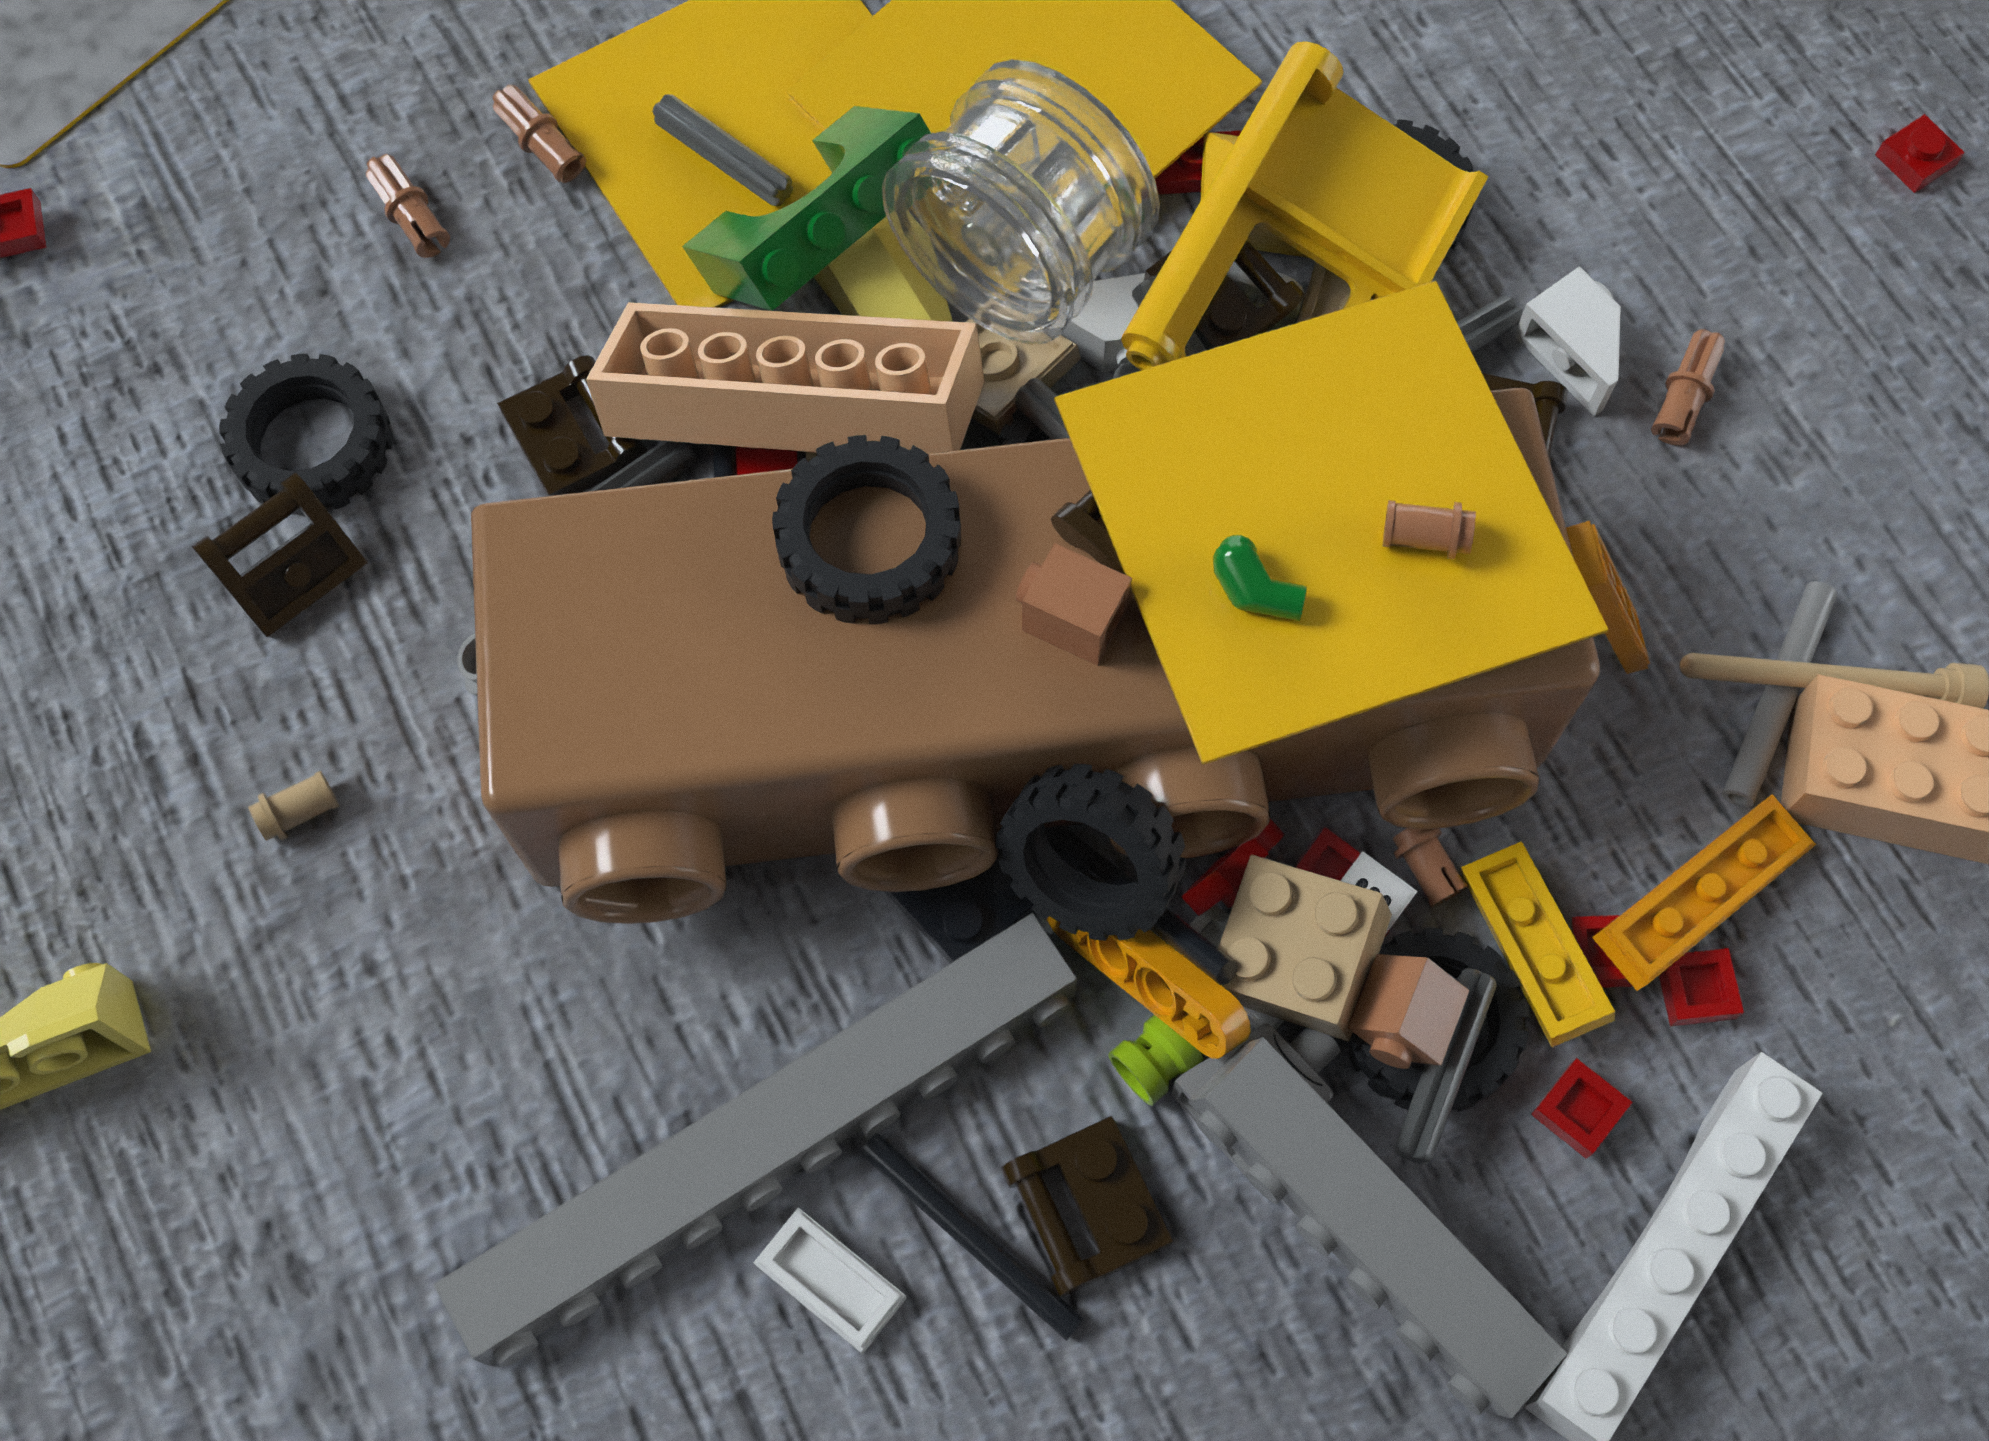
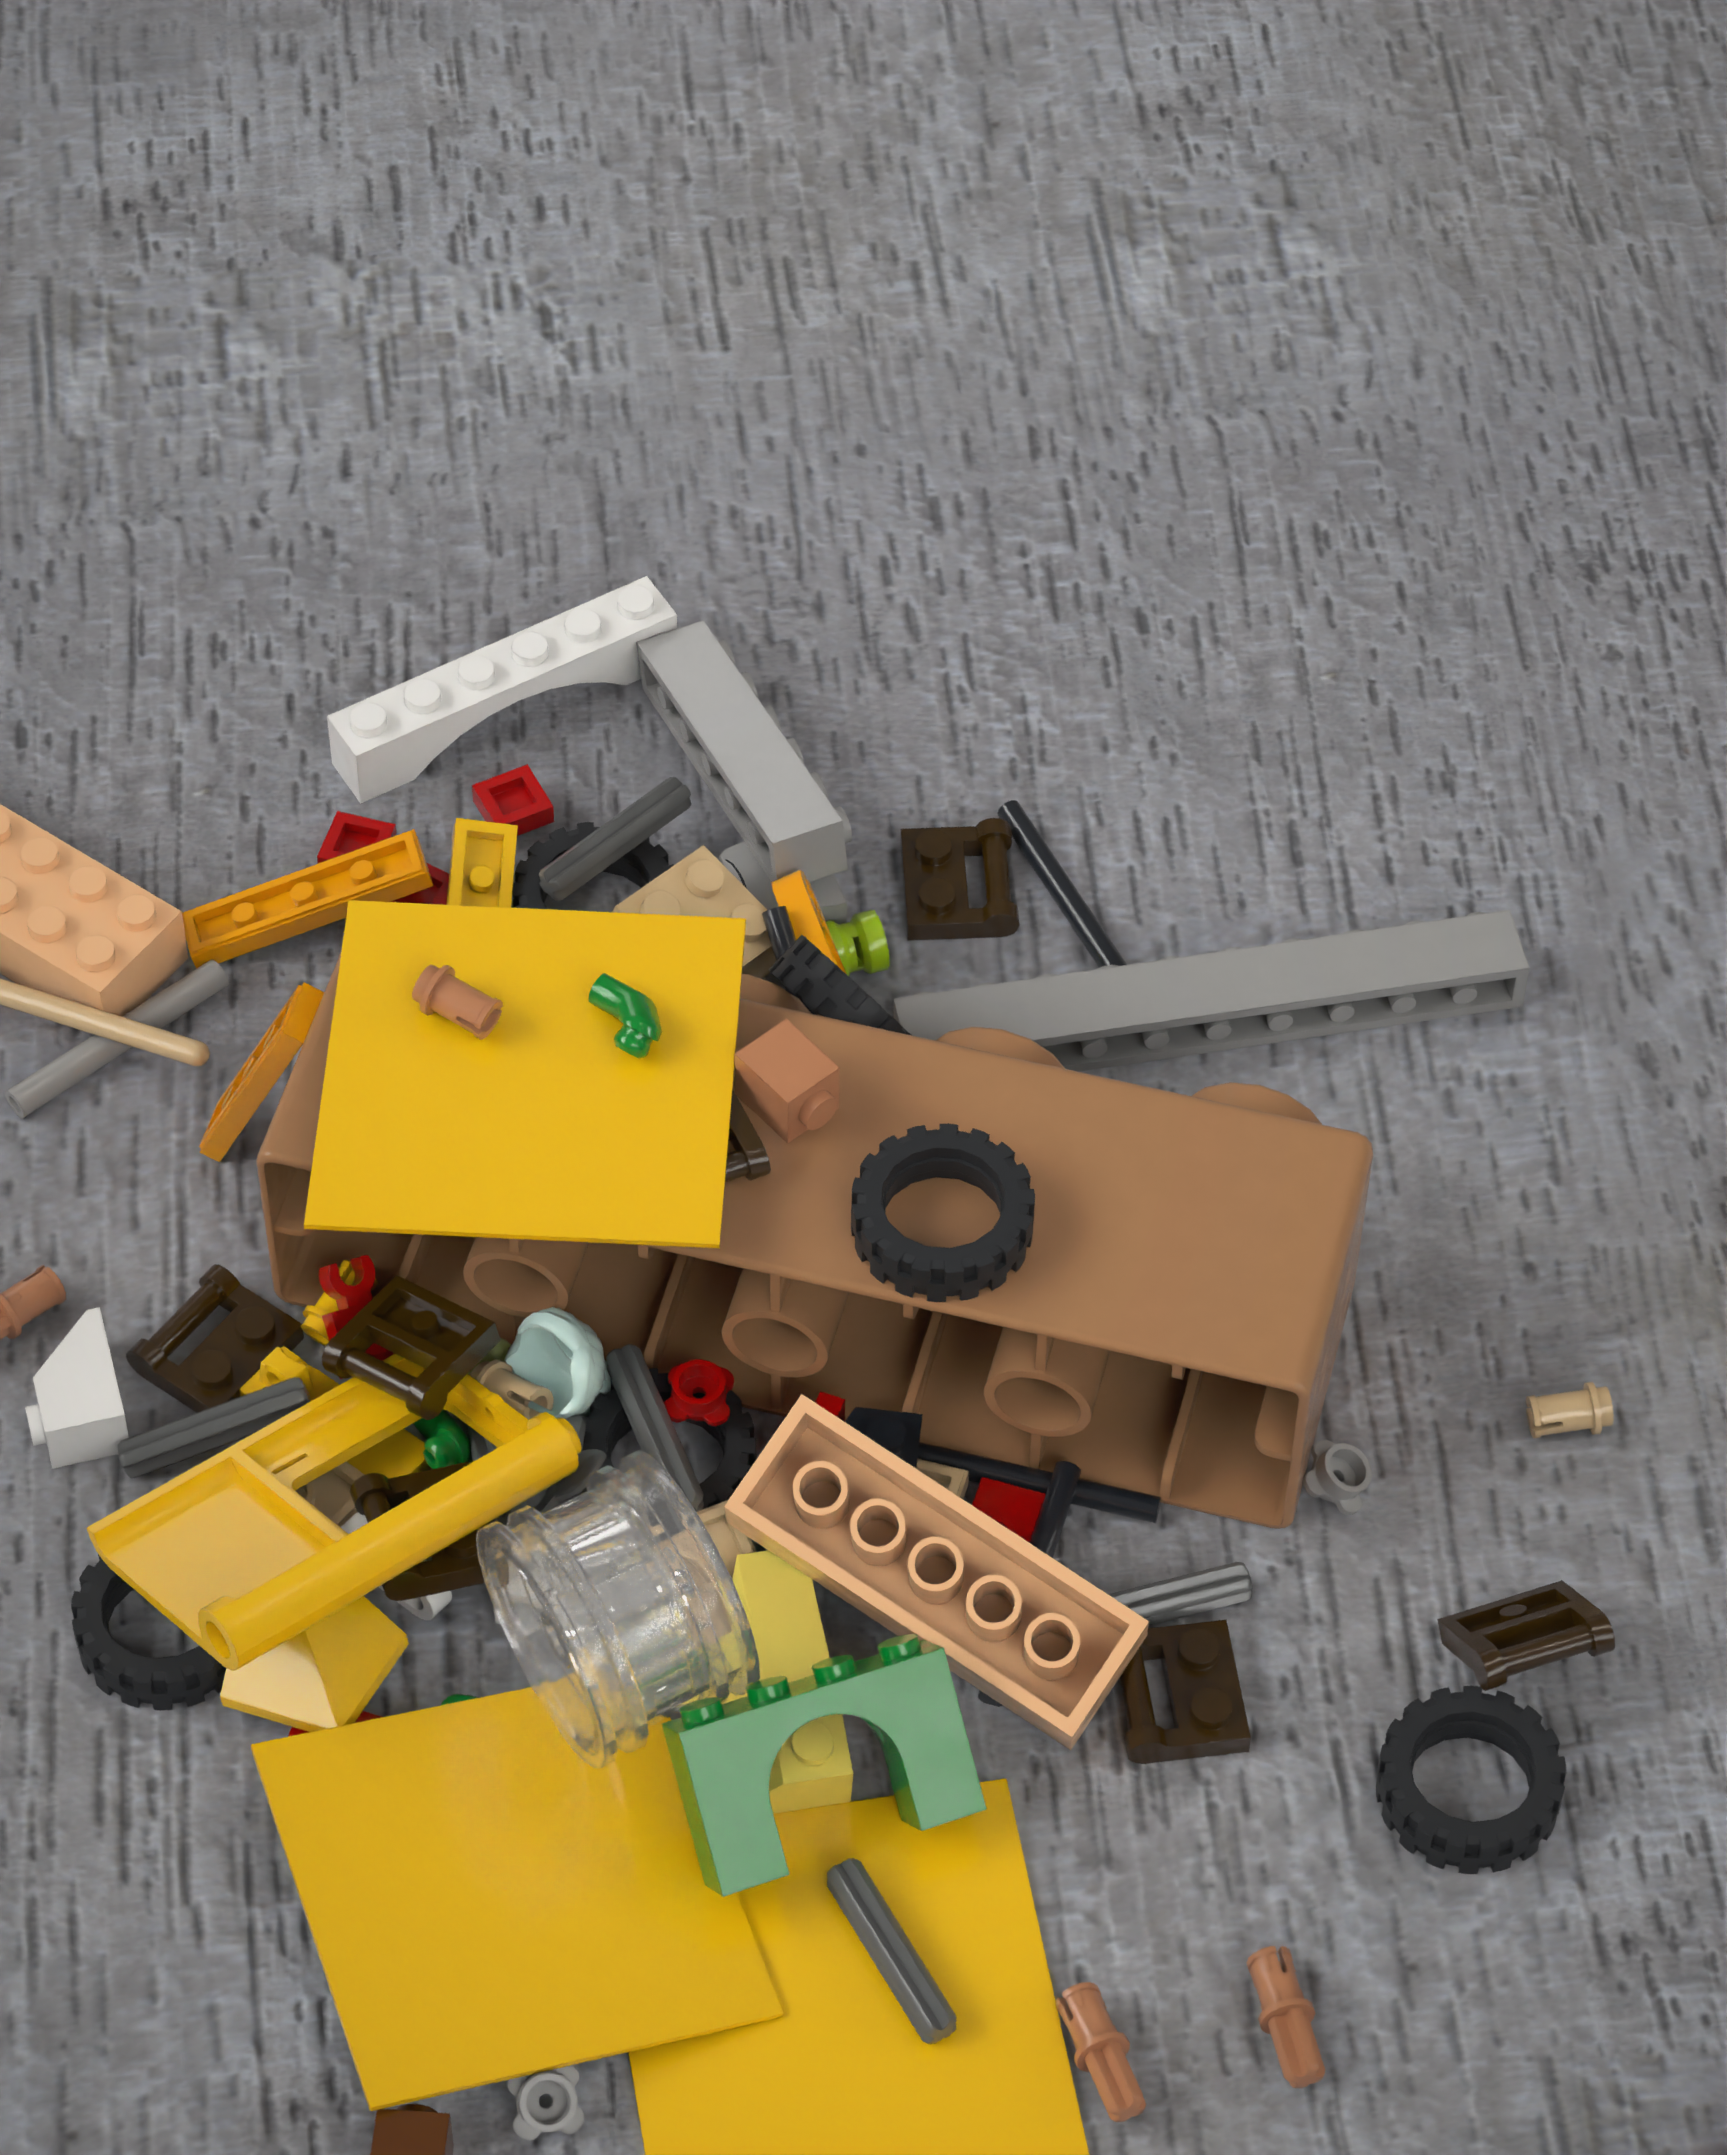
camera: 160 degrees left, 15 degrees down
(830, 1280) = (1195, 902): white tile -> none
(1408, 1010) = (627, 859): nougat brick -> none

